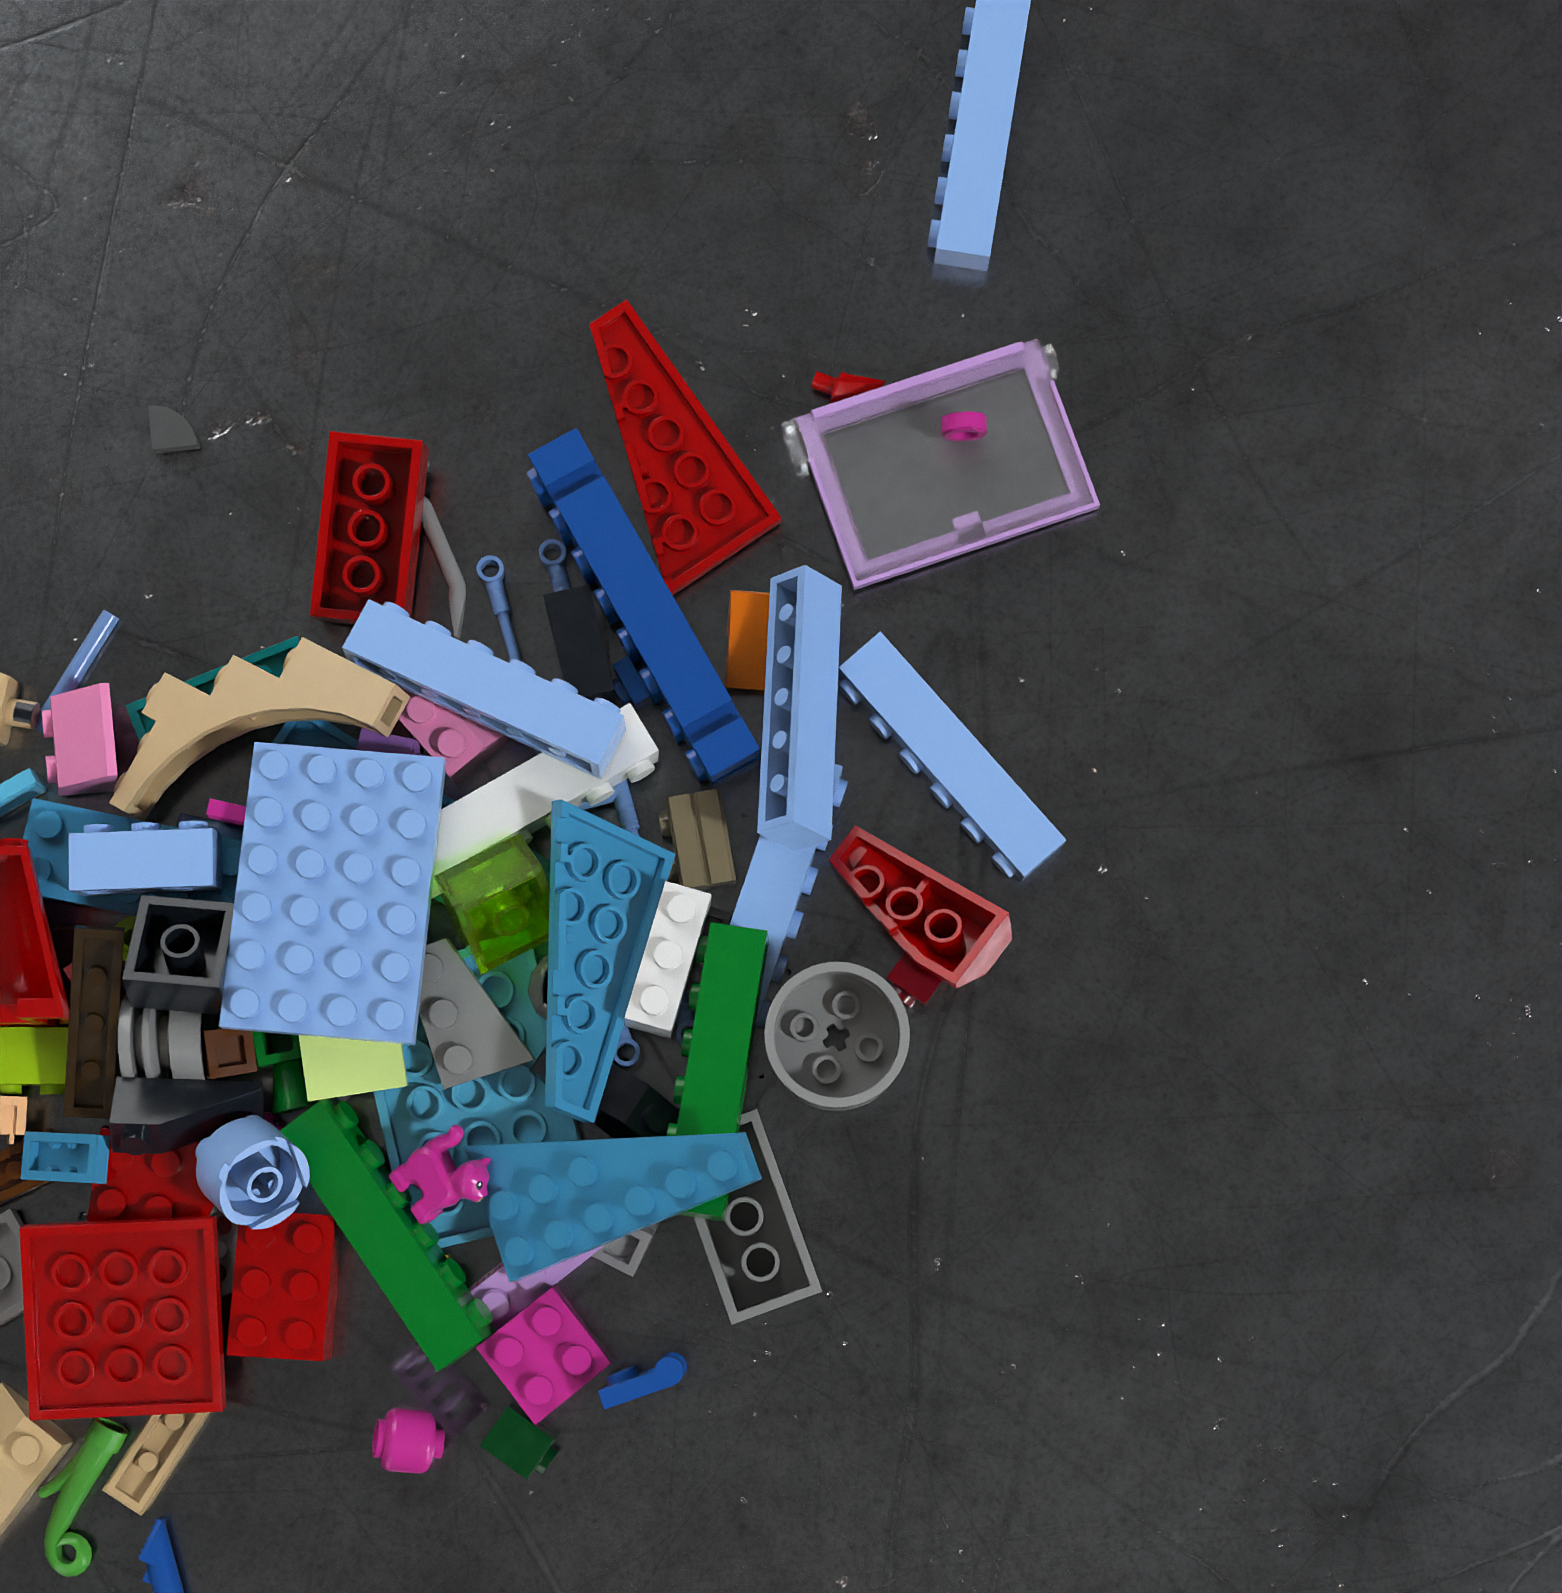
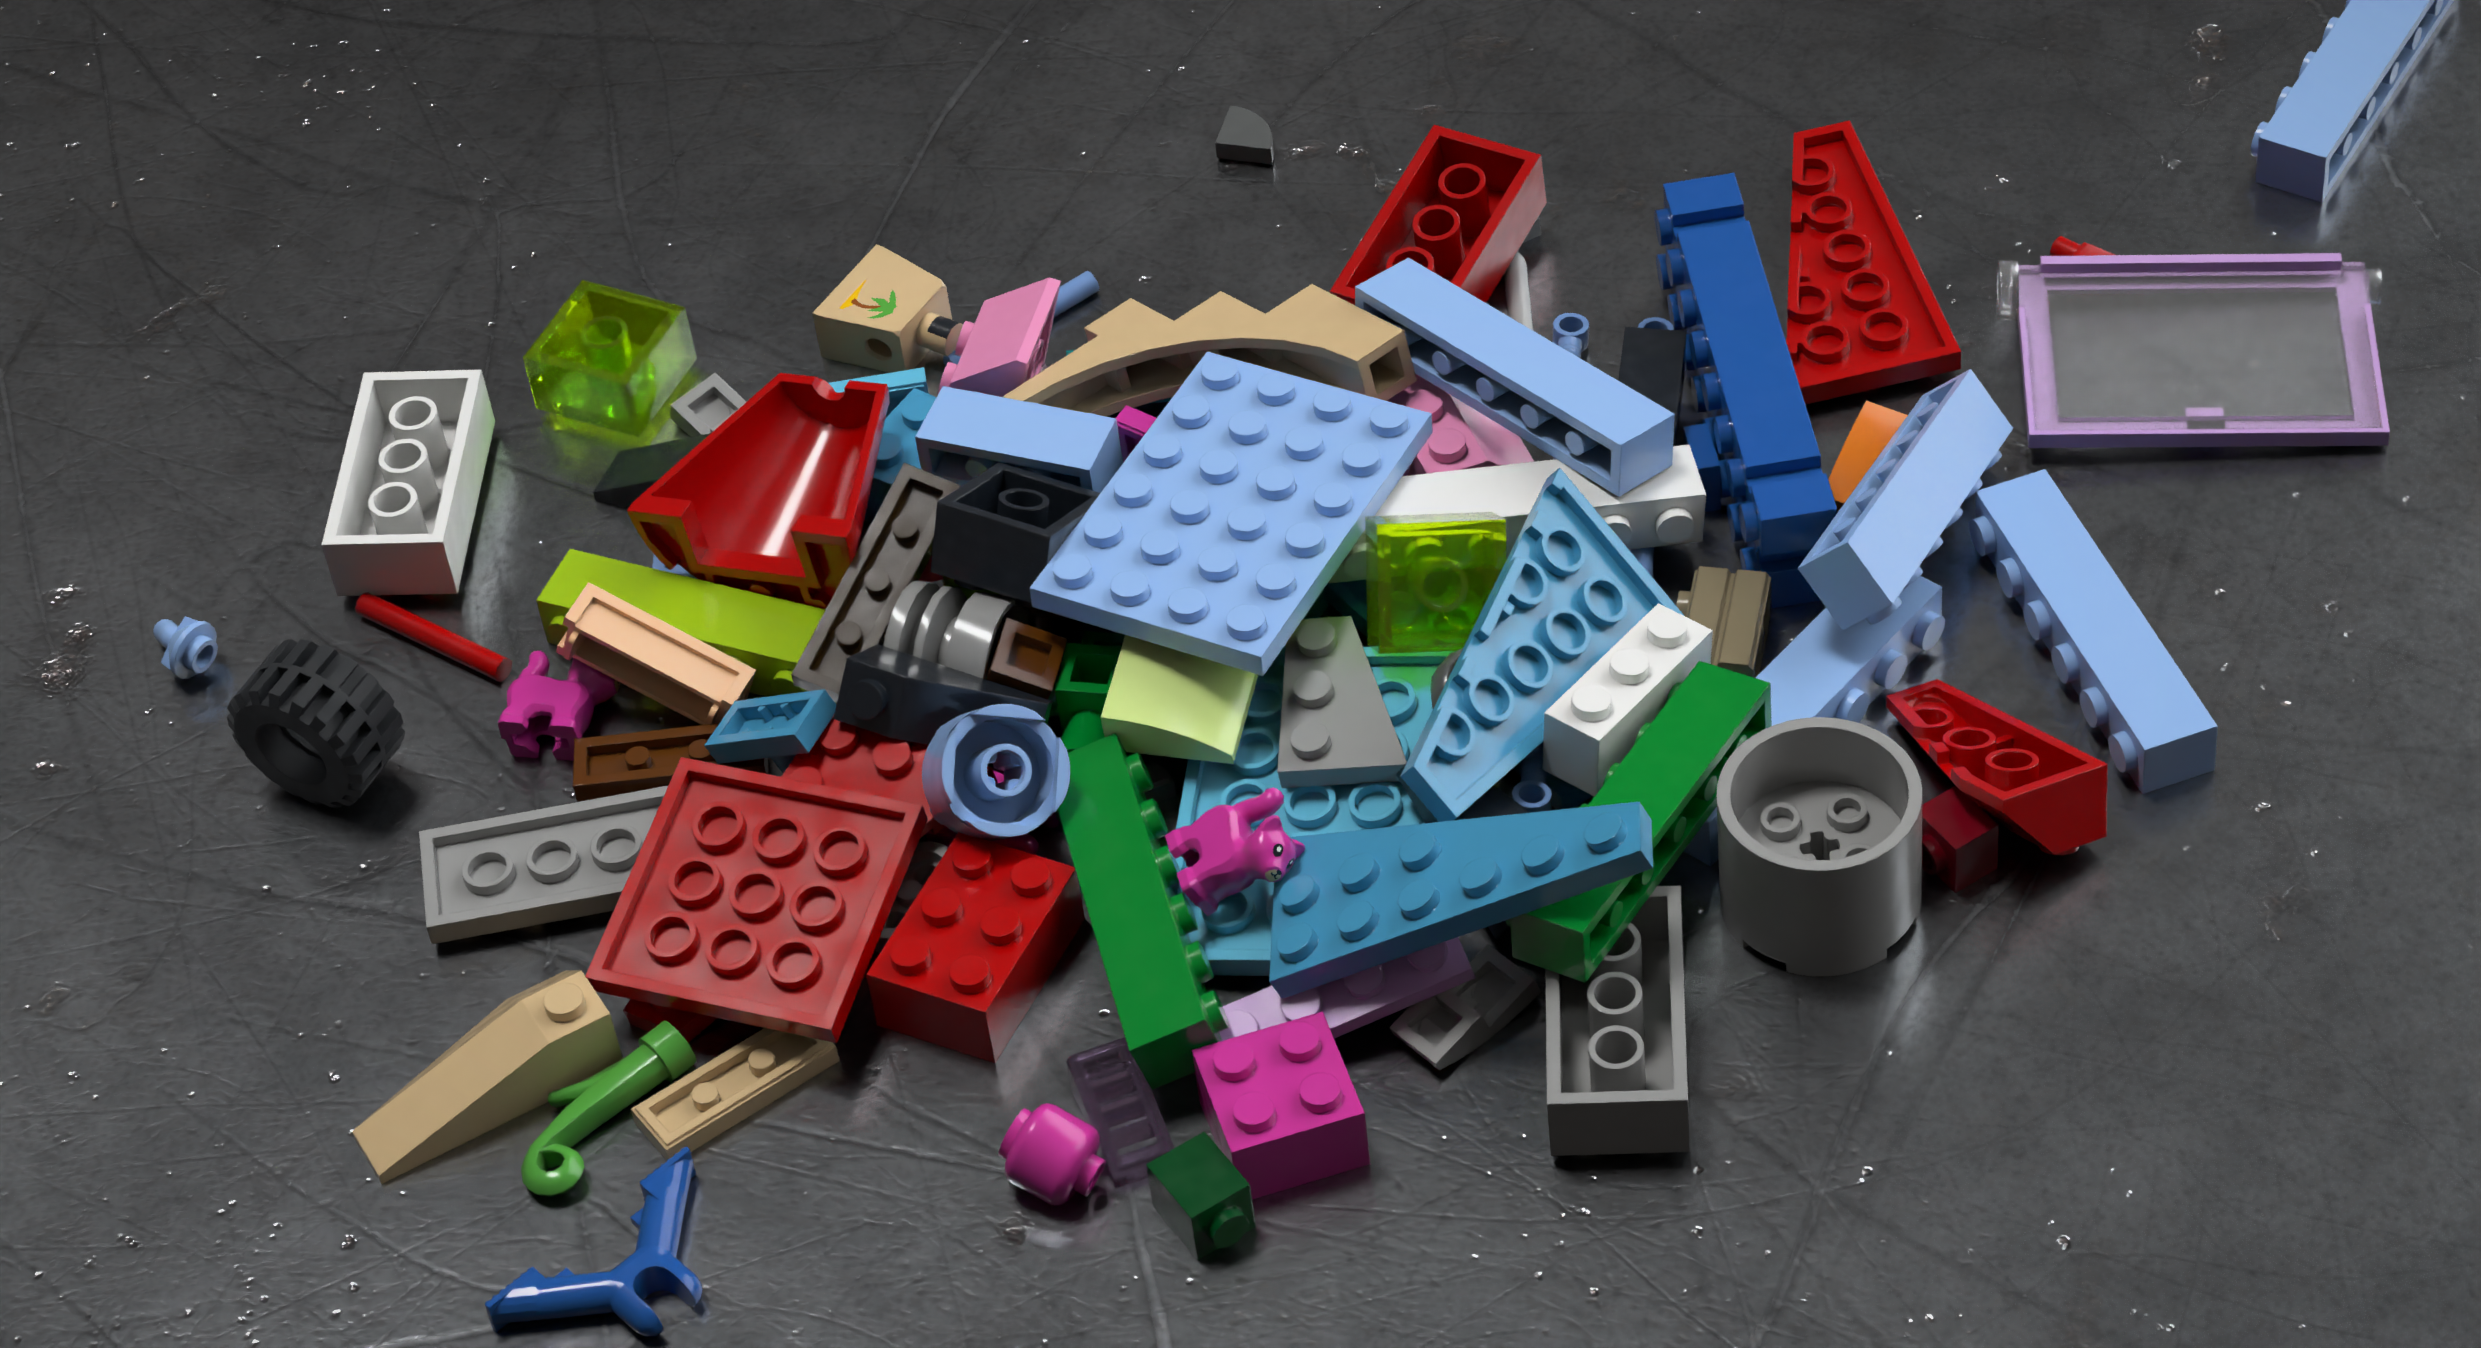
camera: 25 degrees right, 35 degrees down
(629, 1384) = (1376, 1155): blue plate -> none
(964, 426) = (2232, 302): dark pink tile -> none

